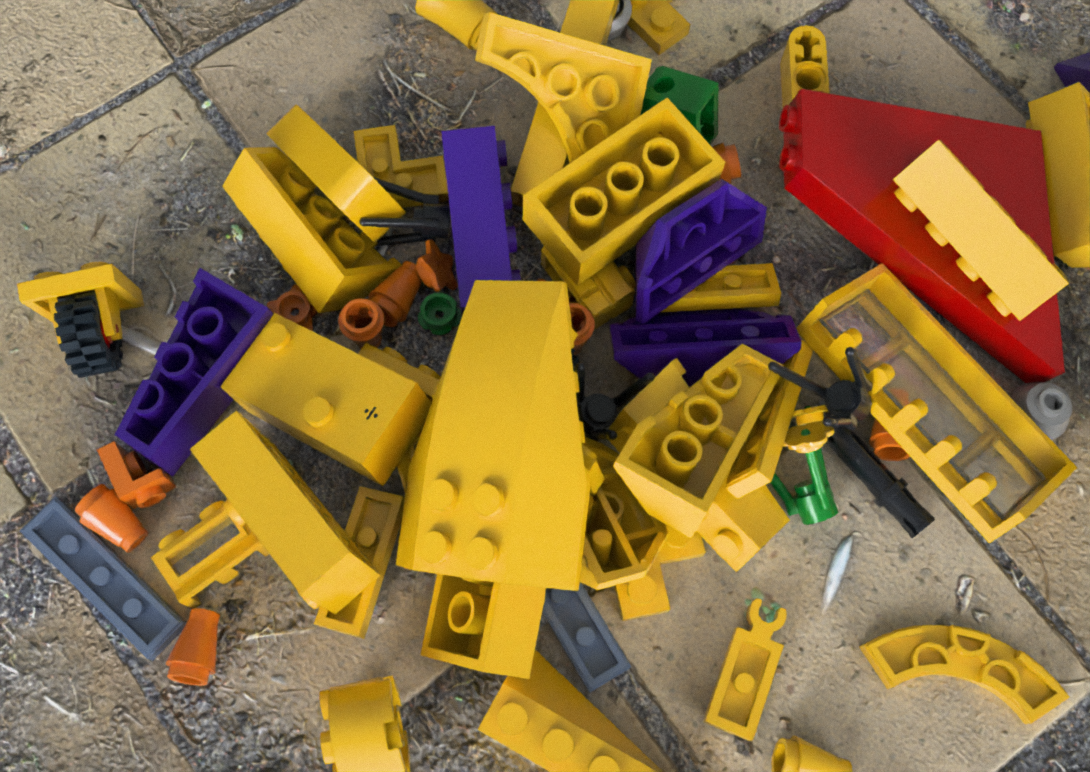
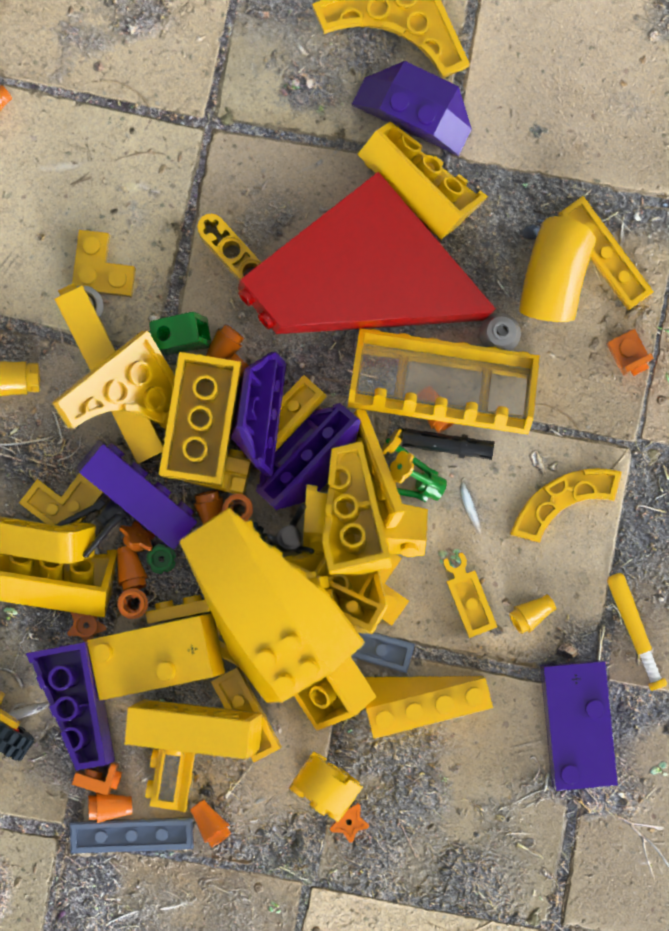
camera: 40 degrees left, 15 degrees up
(844, 398) = (404, 427): black plant -> none
(979, 231) = (397, 279): yellow wedge -> none

